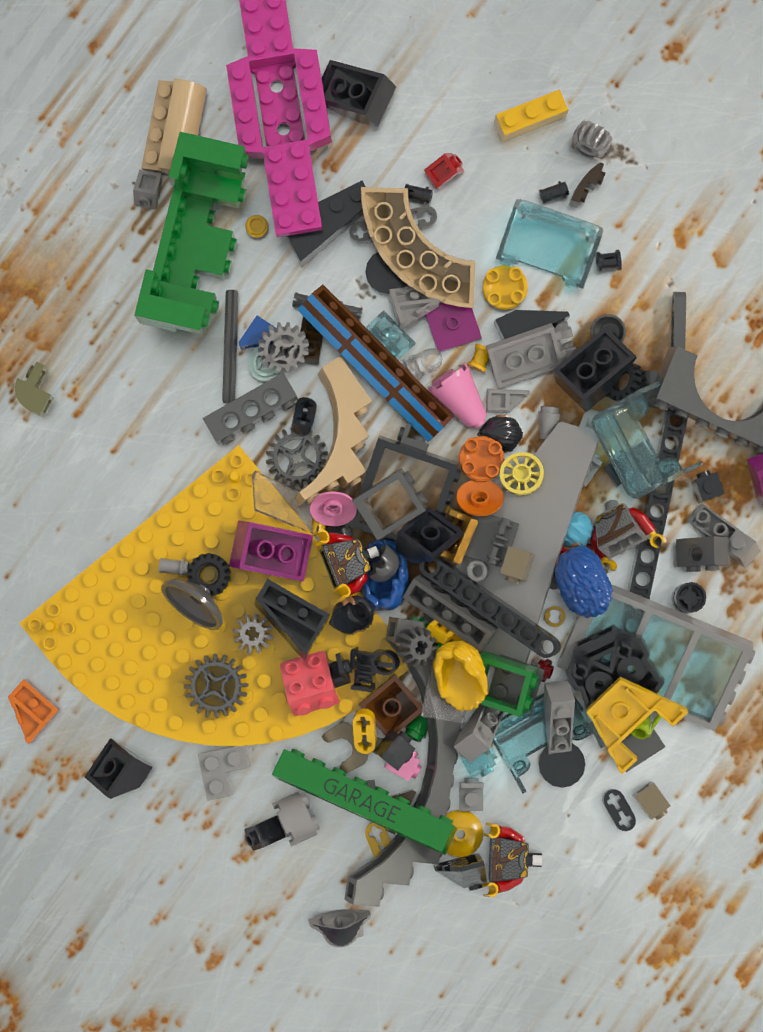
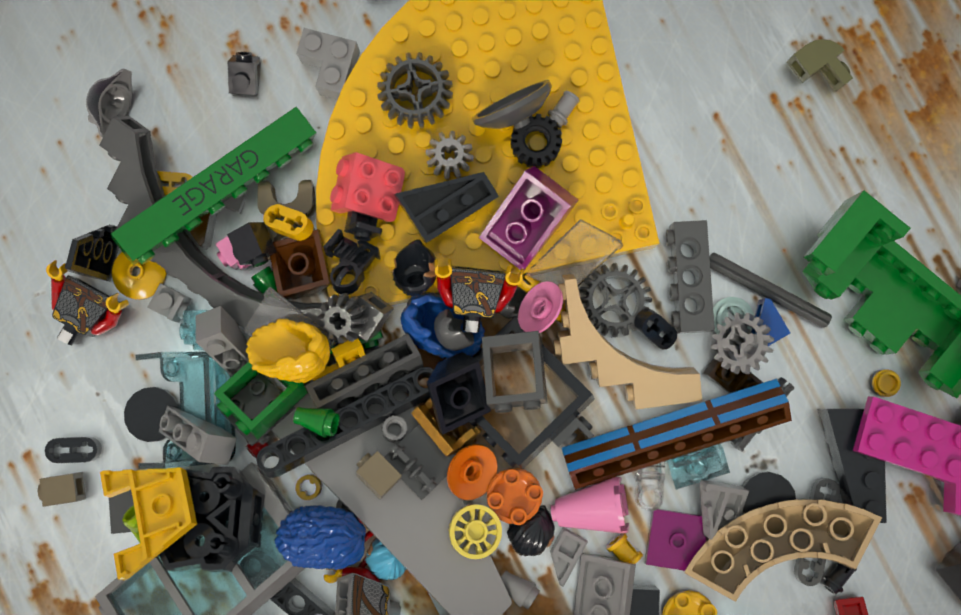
camera: 120 degrees right, 0 degrees up
(296, 818) = (239, 109): light grey brick -> none
(500, 626) = (318, 420): none -> green cone

